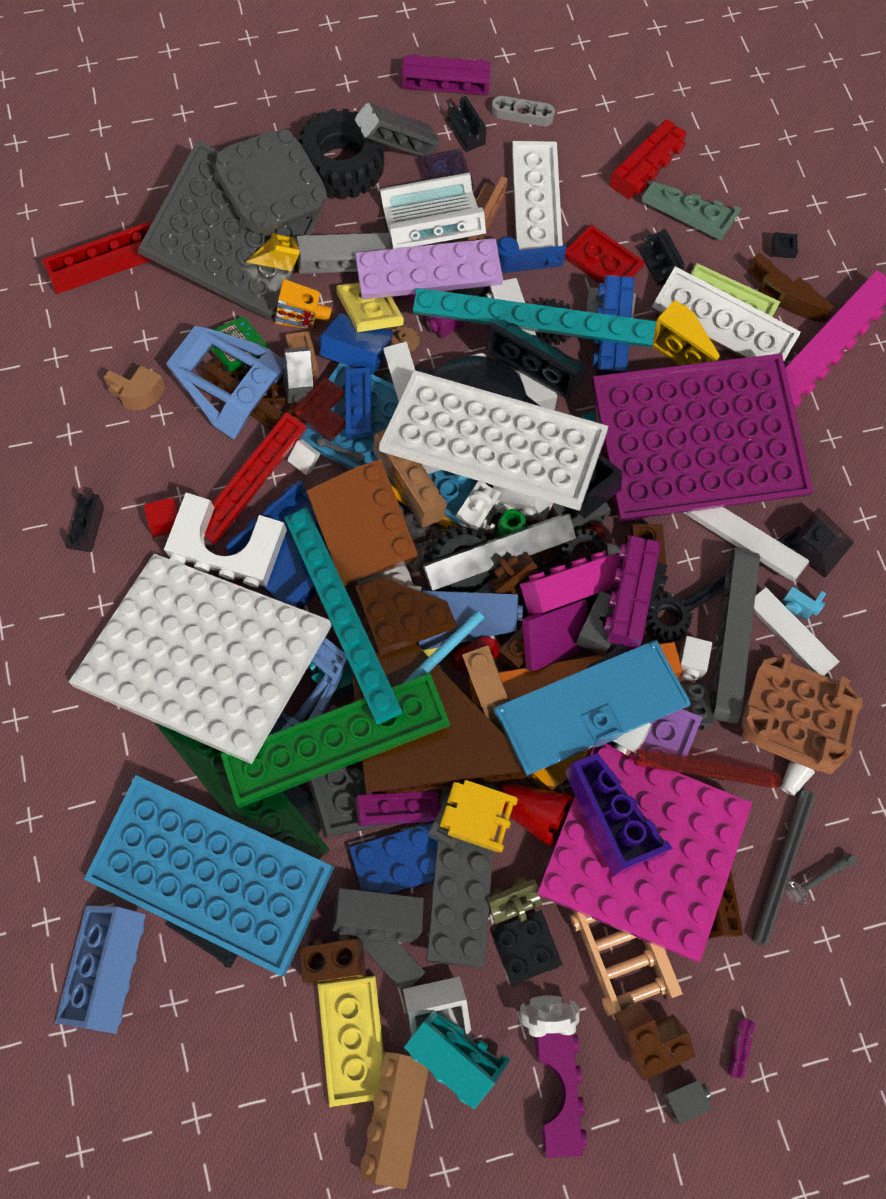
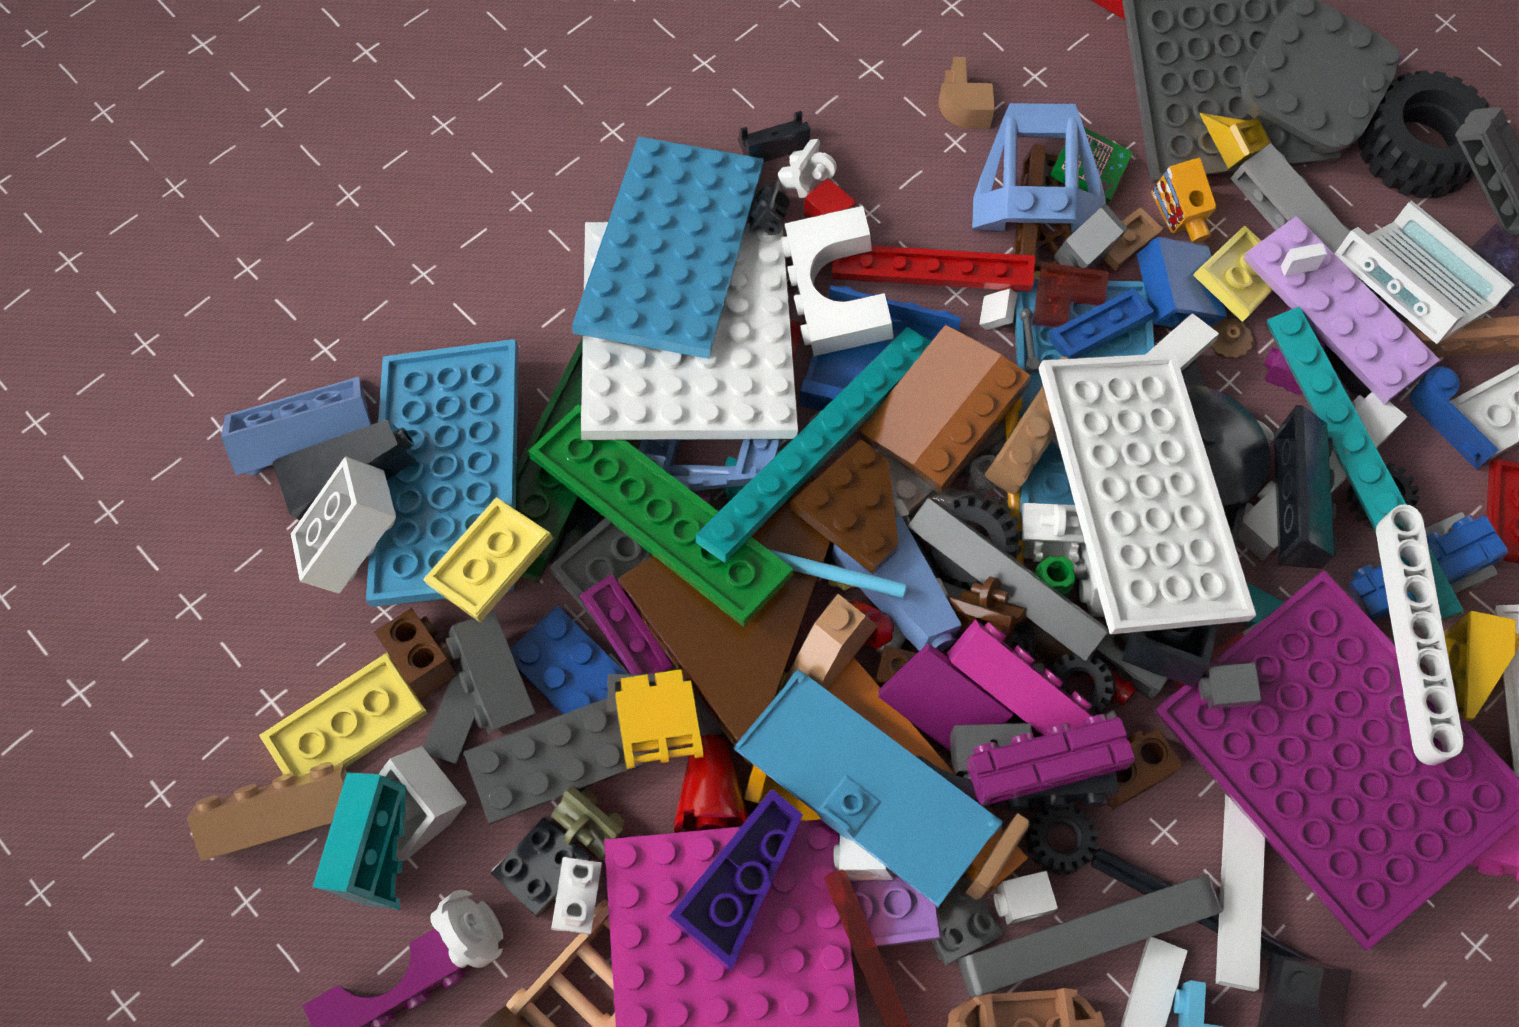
camera: 65 degrees right, 0 degrees up
(125, 514) = (807, 169): none -> white hips
(131, 632) = (670, 248): none -> dark azure plate
(140, 555) = (770, 209): none -> black hinge
(165, 949) = (309, 469): none -> black slope
(214, 966) = (342, 525): none -> white brick
(304, 871) = (488, 559): none -> light yellow tile
(391, 265) = (1303, 259): none -> white tile
(564, 930) = (576, 896): none -> white hips
(635, 467) = (1230, 686): none -> dark grey brick
(671, 350) = (1409, 647): none -> white beam
(675, 653) = (998, 857): none -> medium nougat tile

